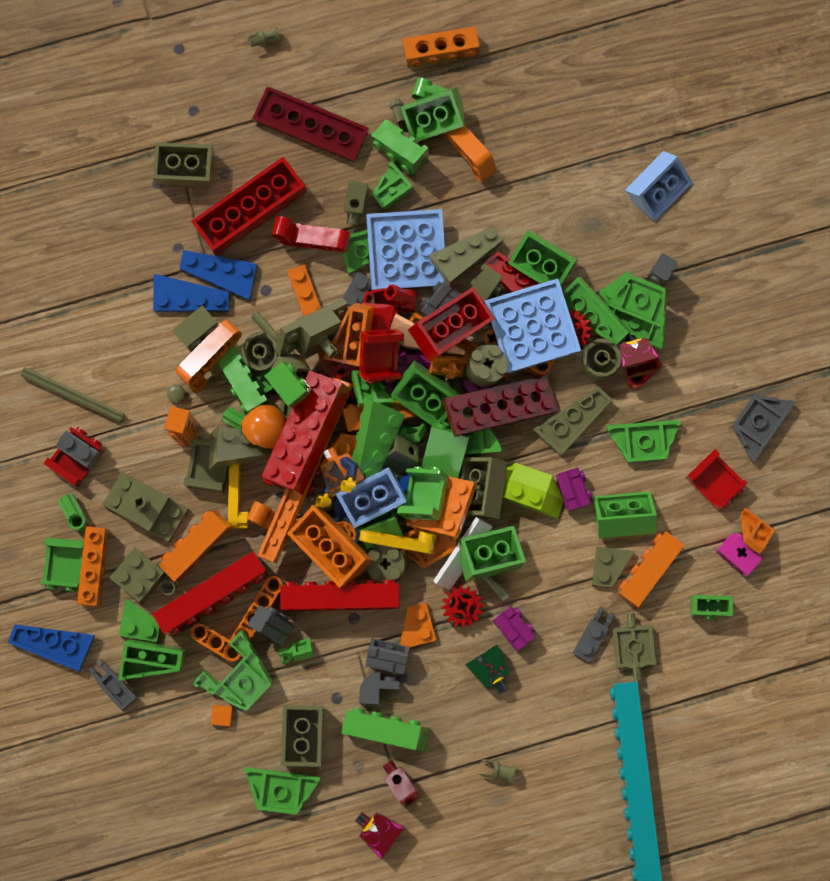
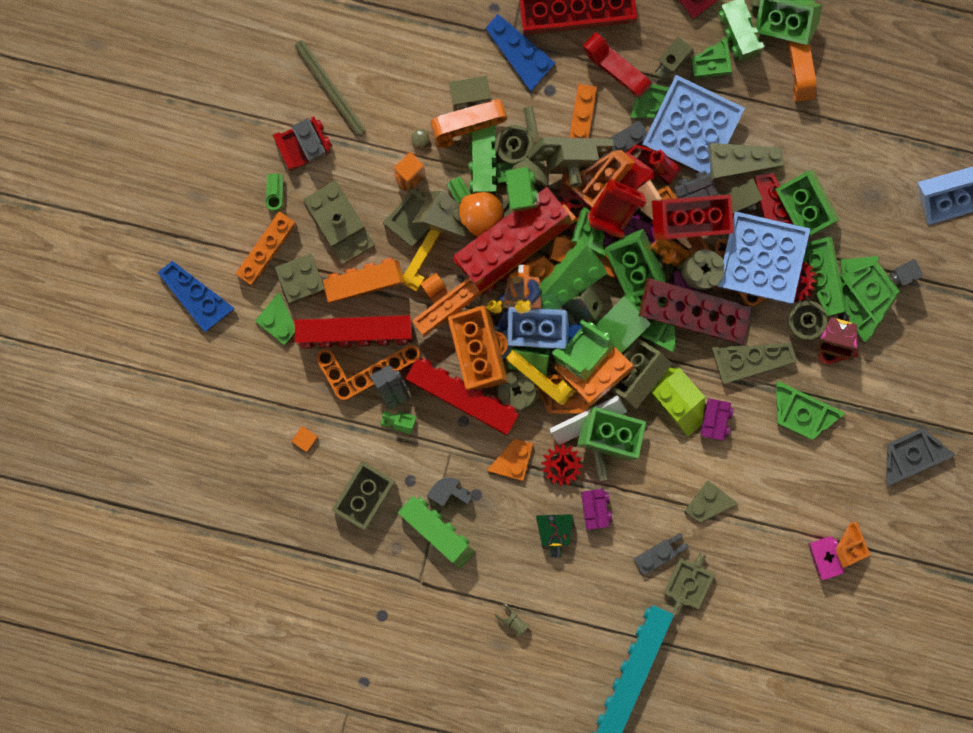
camera: 30 degrees right, 5 degrees up
(62, 564) = (241, 232): bright green panel -> none
(115, 689) = (227, 362): dark grey hinge -> none
(149, 658) = (271, 356): bright green wedge -> none
(167, 591) = (317, 306): olive hinge -> none
(183, 296) = (476, 56): blue wing -> none
(244, 682) = (339, 422): bright green wing -> none
(280, 790) = (318, 530): bright green wing -> none
(379, 832) = (382, 613): dark red torso -> none
(387, 656) = (473, 470): dark grey brick -> none
(405, 791) = (423, 591): torso -> none
(413, 434) = (605, 291): bright green wing -> none
(625, 514) = (748, 467): bright green slope -> none
(650, 569) = (743, 526): orange brick -> none
(711, 606) = (775, 588): bright green brick -> none
(716, 481) = (845, 483): red panel -> none

